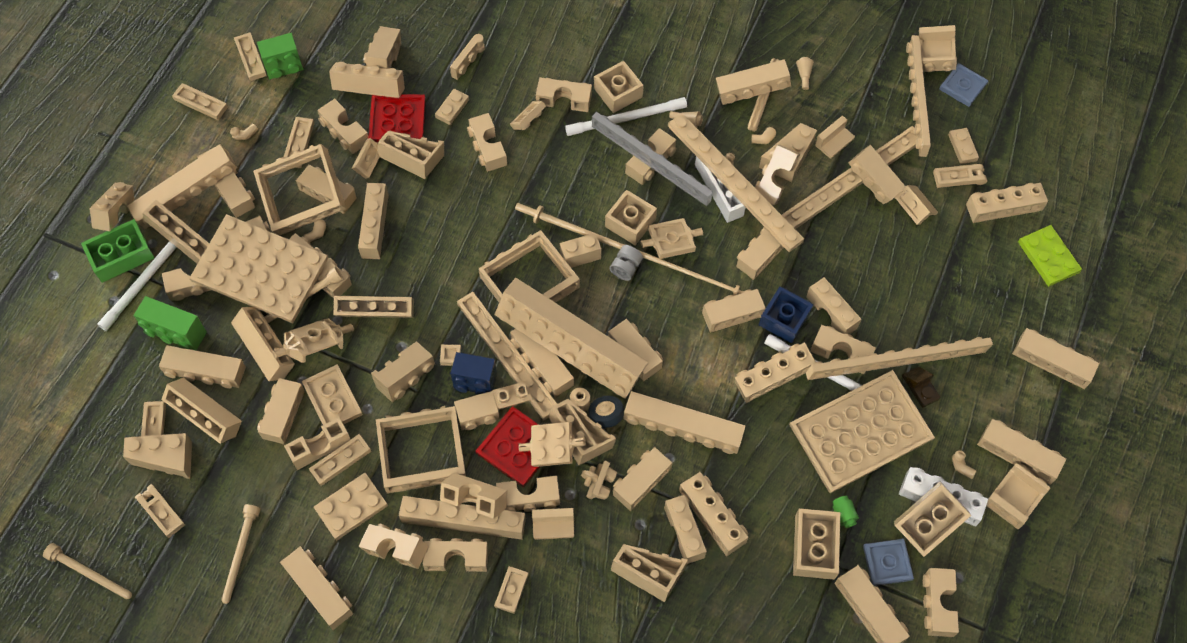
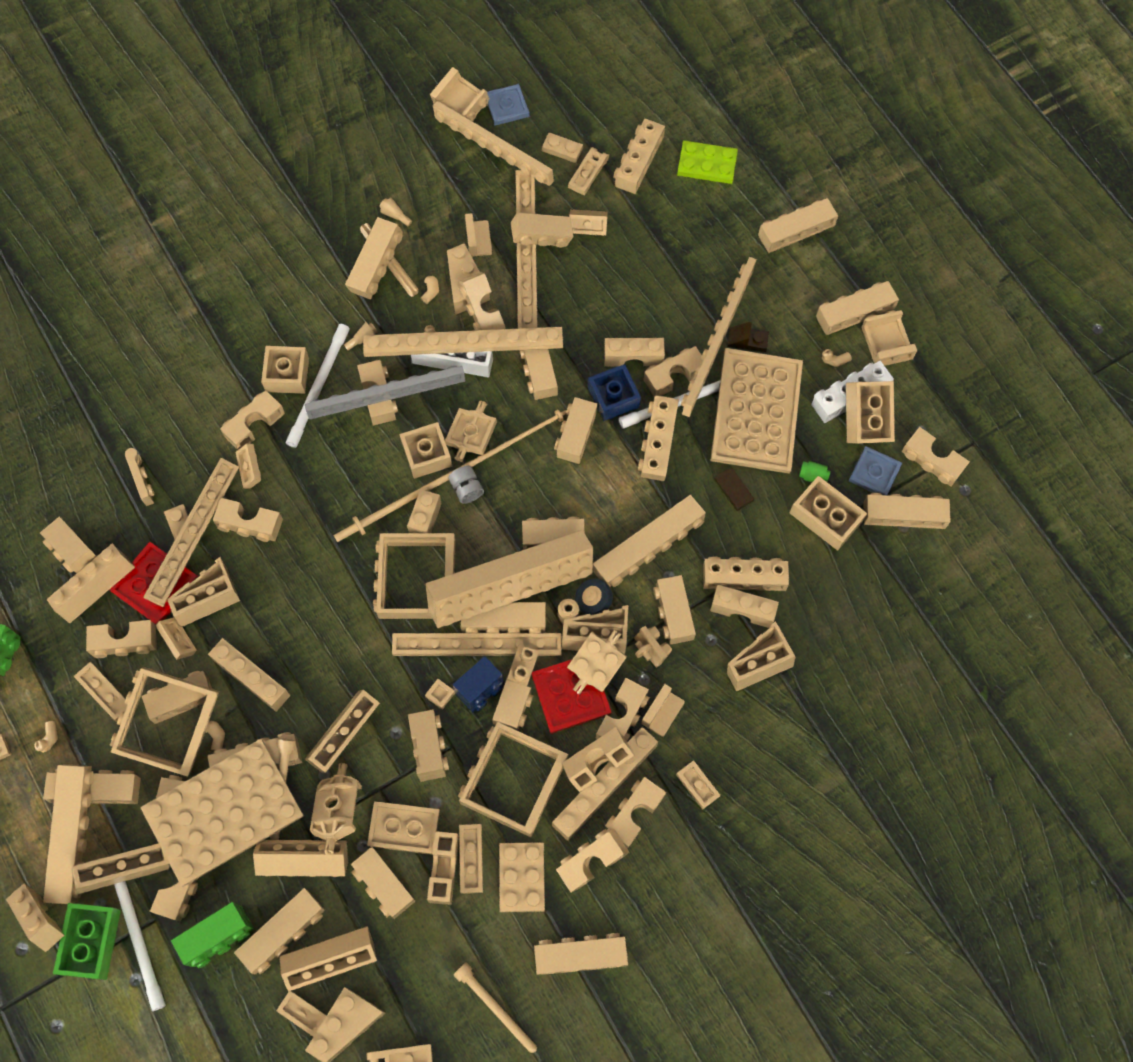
camera: 55 degrees left, 5 degrees up
(449, 113) = (191, 533): none -> tan plate
(781, 459) = (734, 489): none -> dark brown tile

